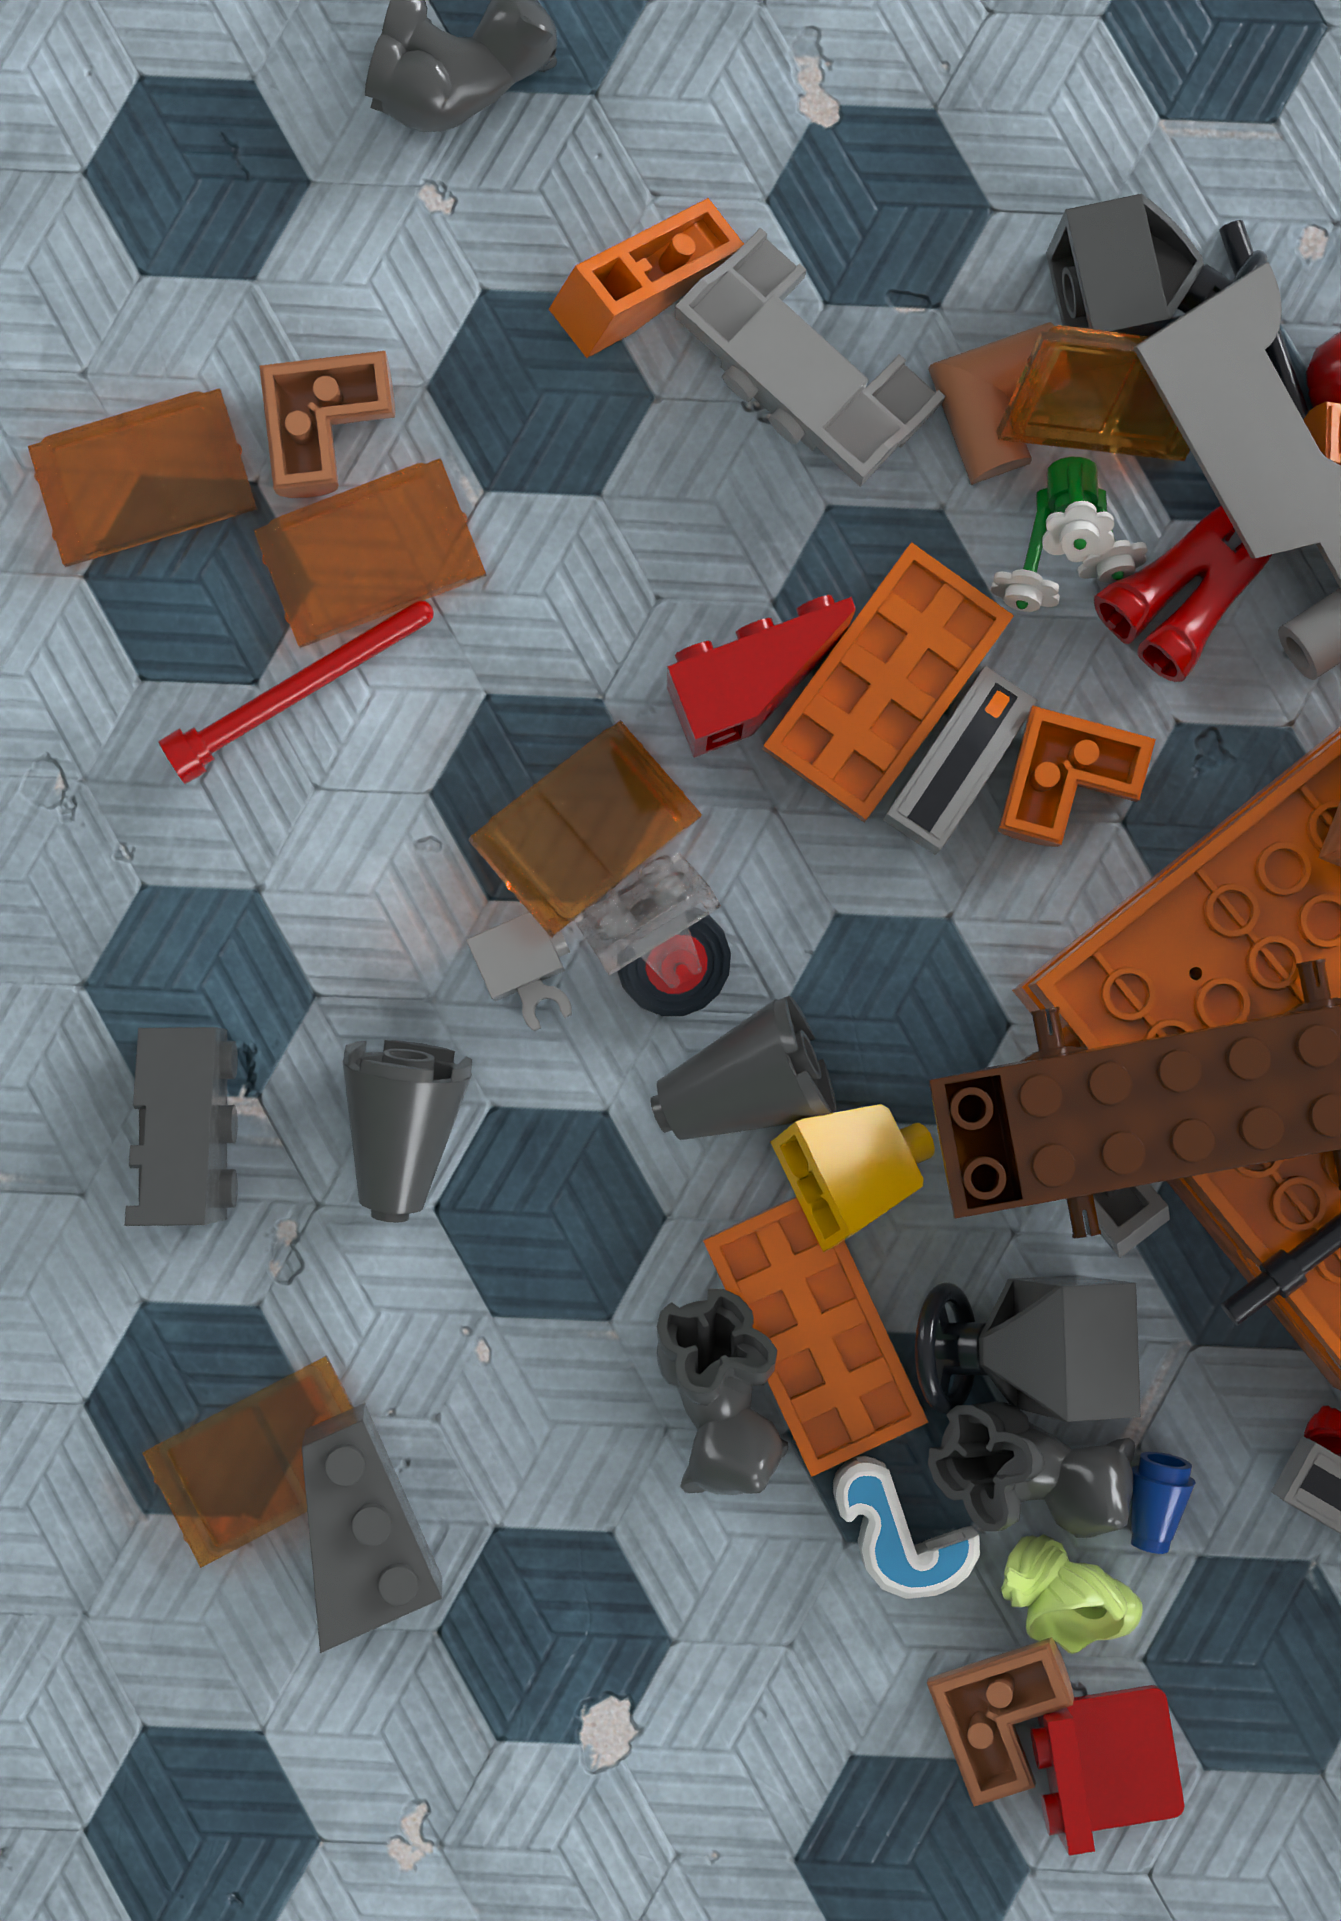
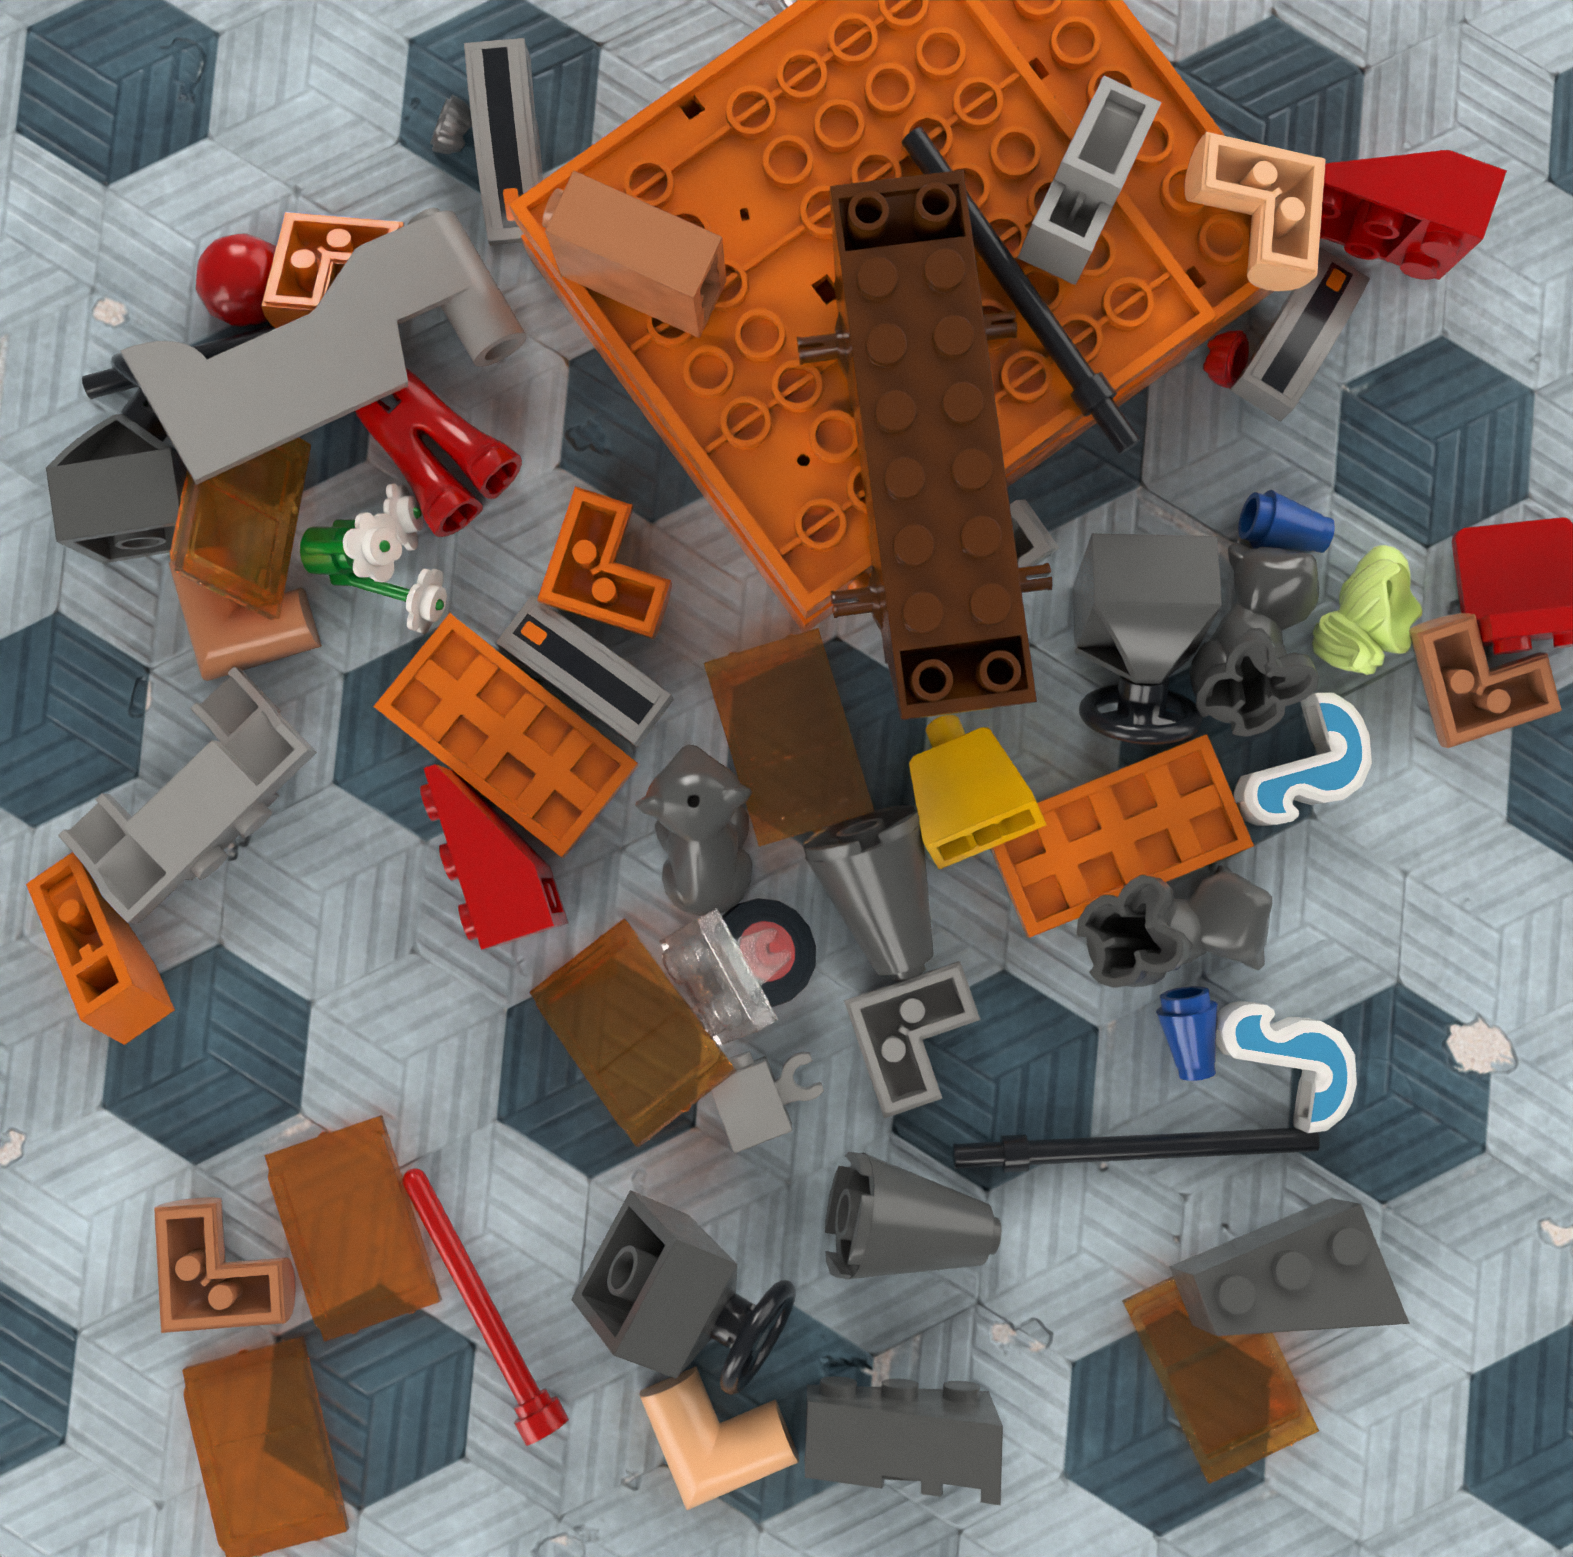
camera: 85 degrees left, 0 degrees up
(152, 932) = (711, 1455): none -> light nougat brick
(323, 881) = (670, 1289): none -> dark grey piece
(476, 1238) = (1017, 1153): none -> black bar
(602, 1100) = (892, 1030): none -> light grey brick
(604, 1531) = (1294, 1042): none -> white animal
(612, 1417) = (1190, 1030): none -> blue cone
(798, 888) = (700, 831): none -> dark grey animal
(901, 978) = (789, 737): none -> clear orange piece

